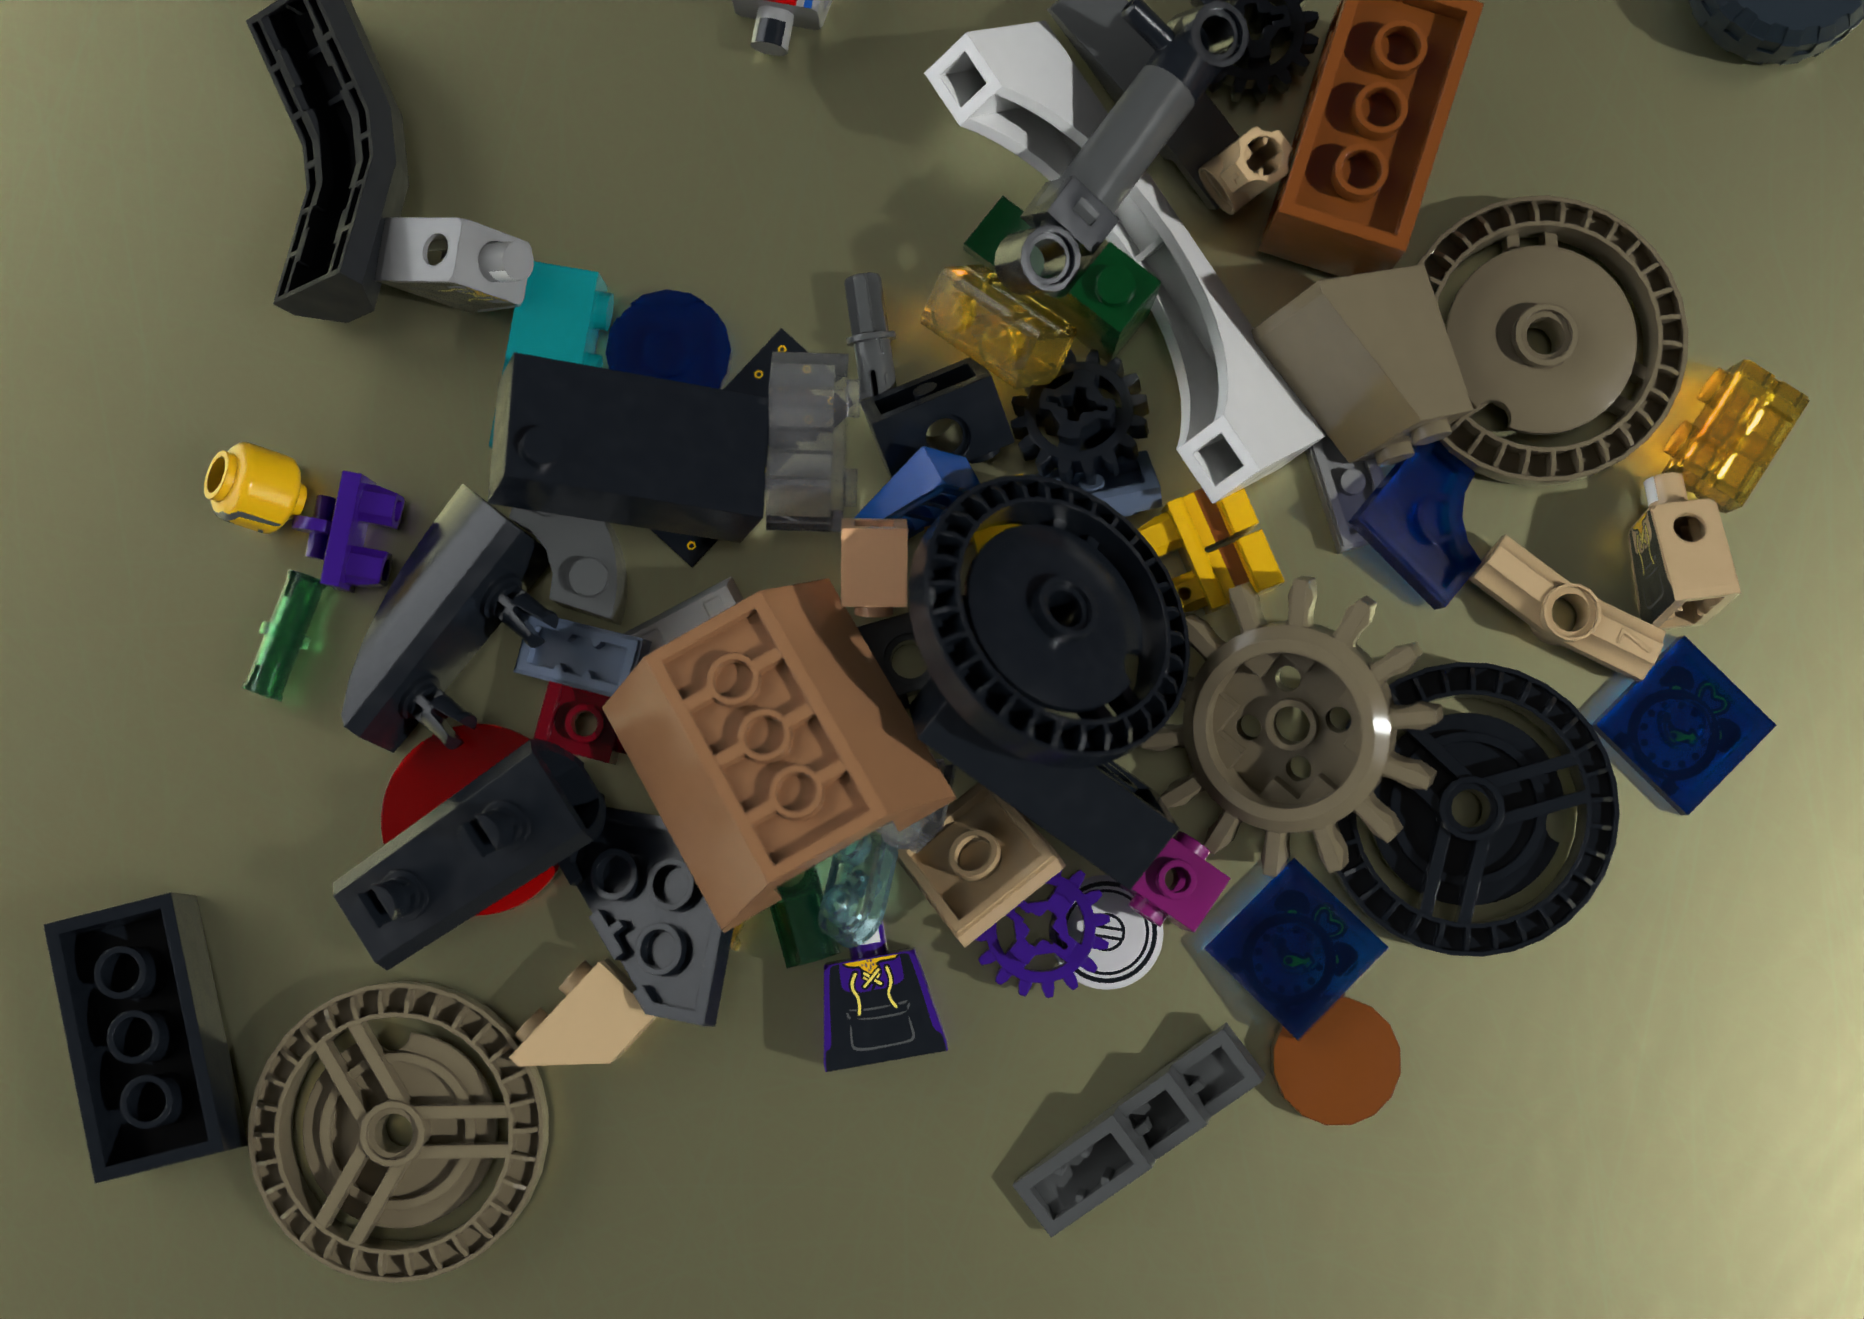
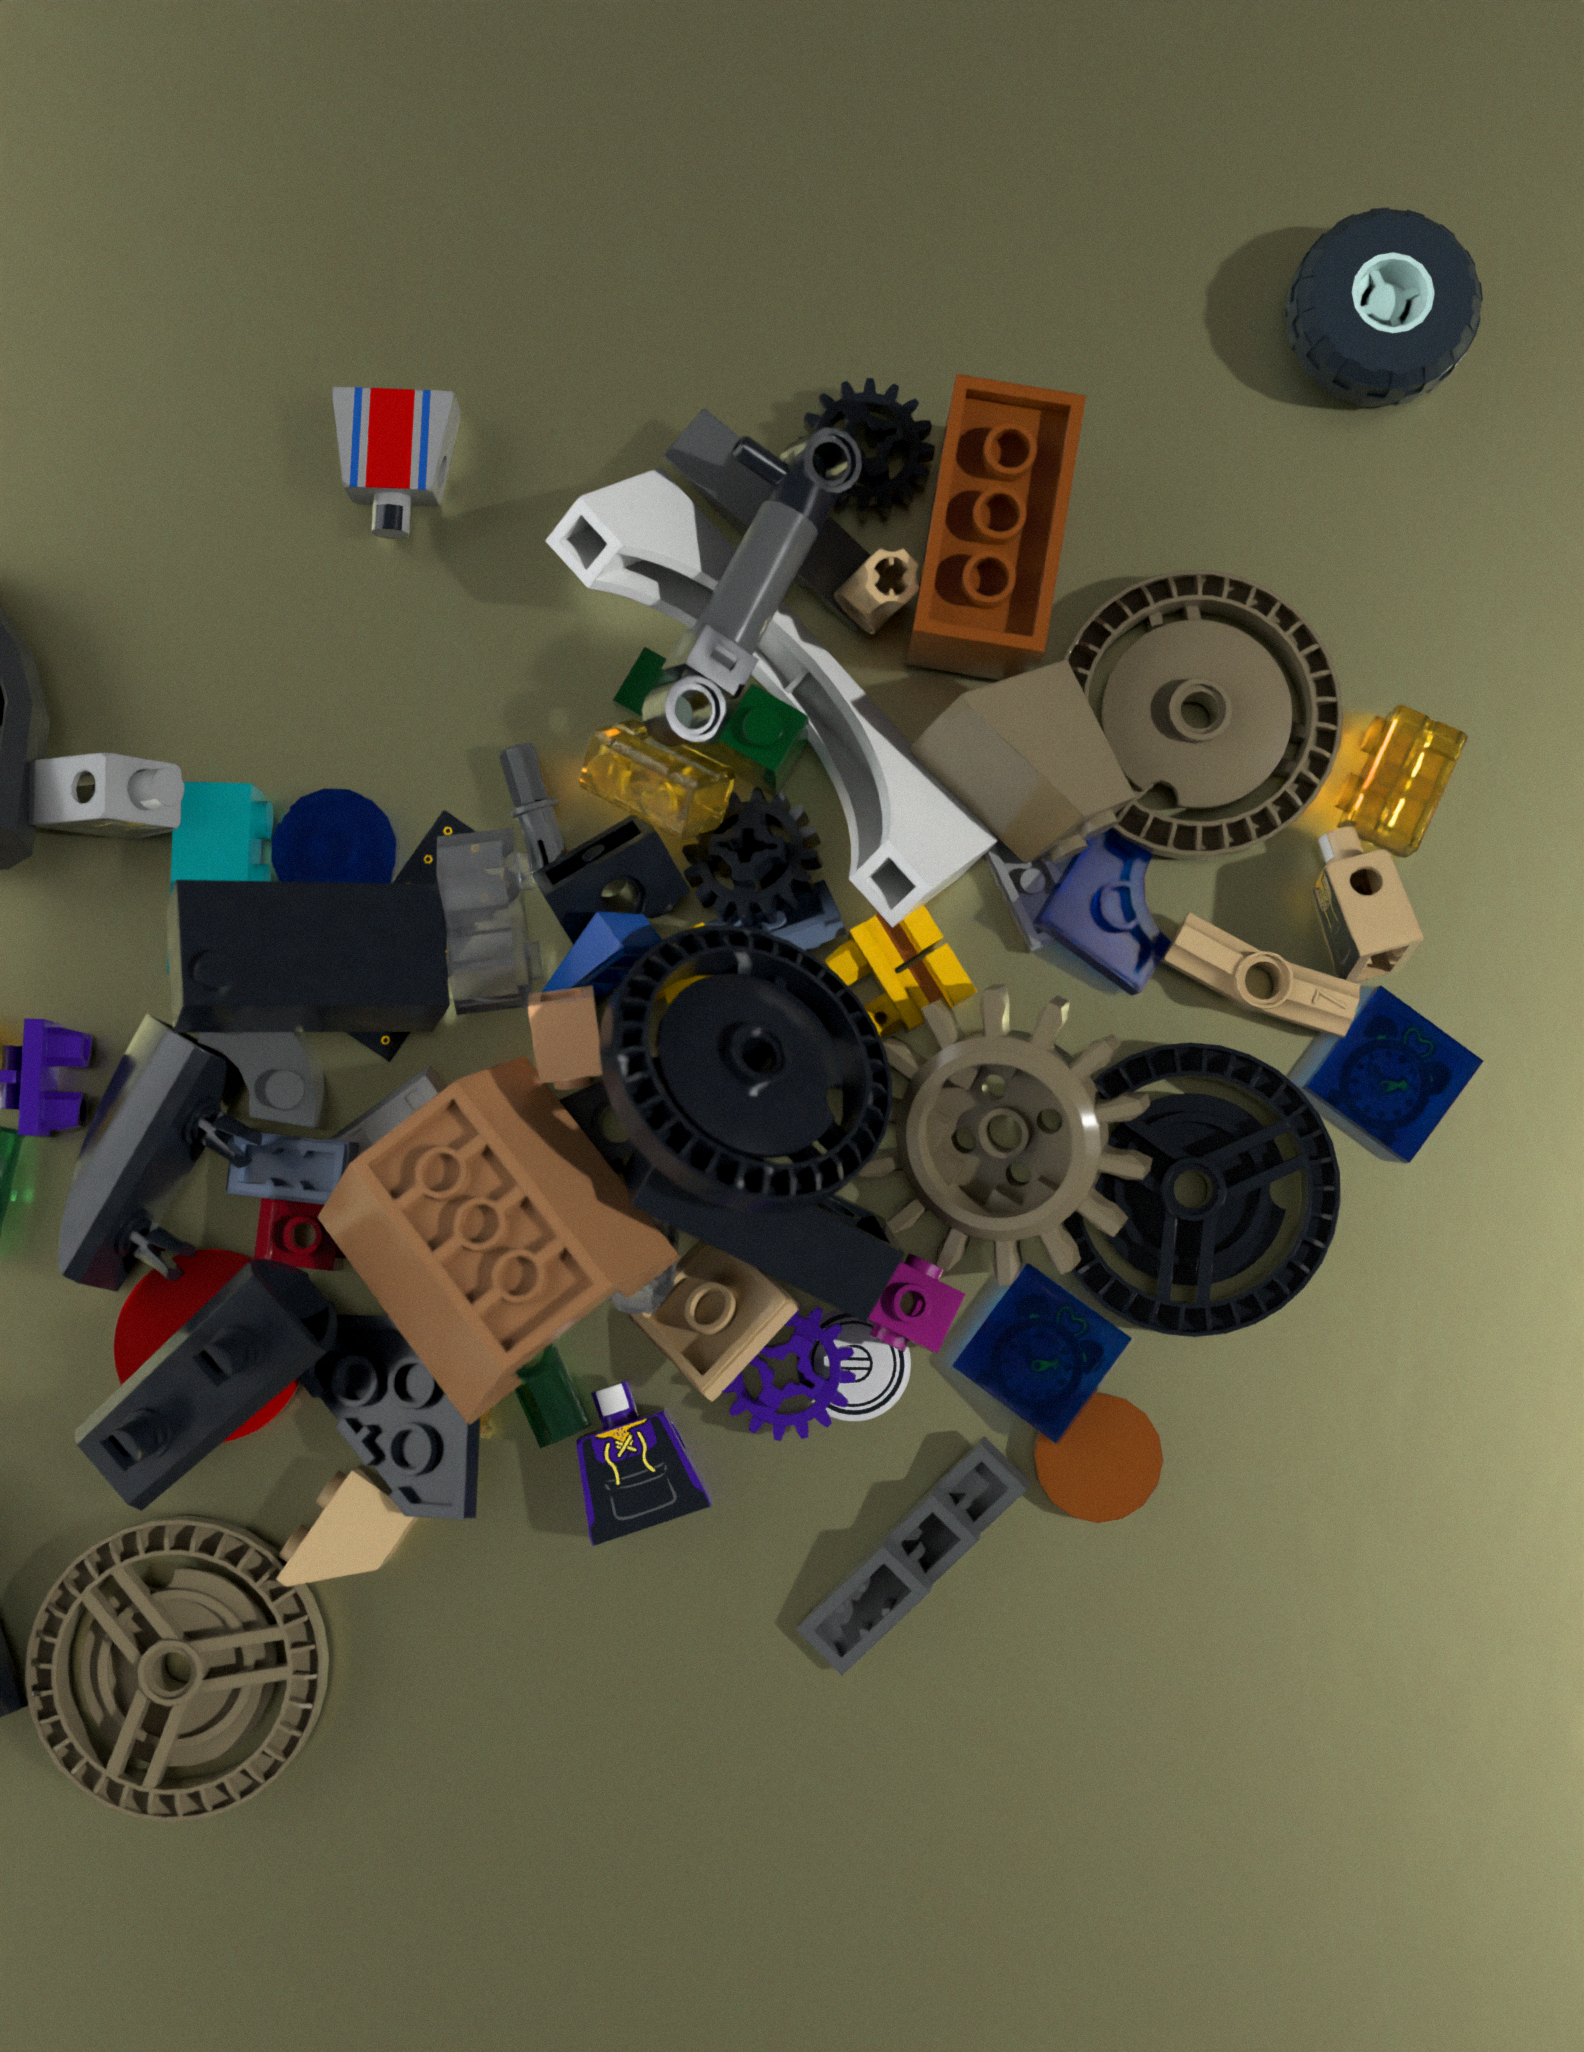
camera: 15 degrees left, 0 degrees up
(857, 890) = (599, 1361): clear light blue plate -> none

